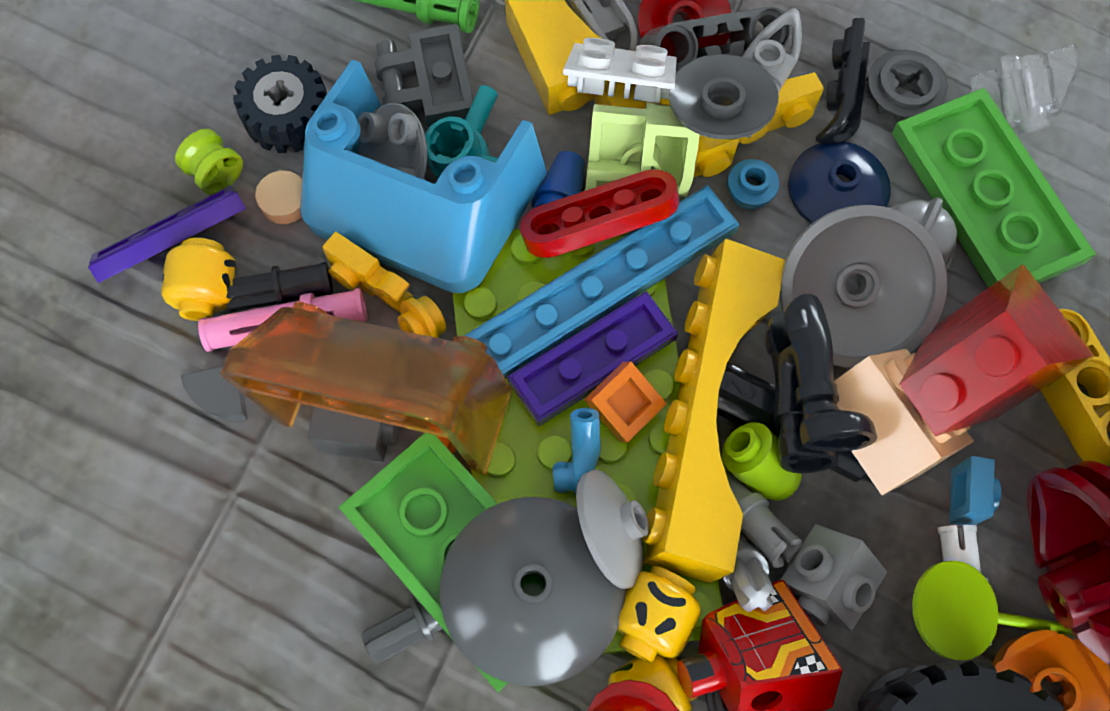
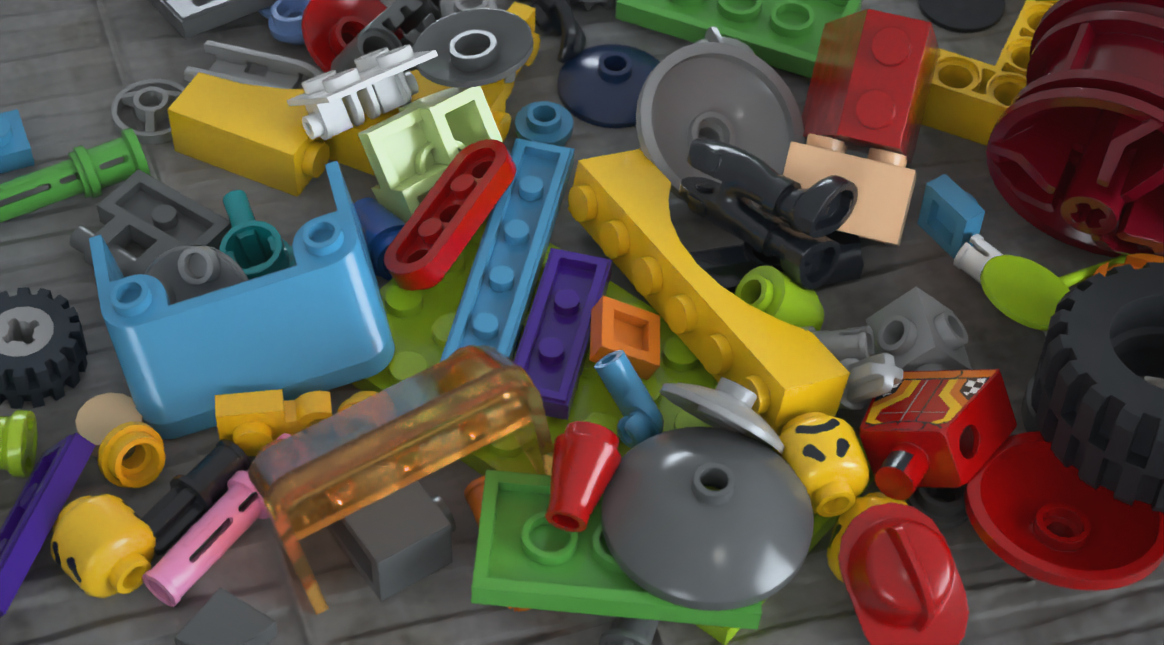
camera: 45 degrees left, 20 degrees down
(268, 230) = (144, 463): none -> yellow plate
(470, 491) = (581, 470): none -> red cone

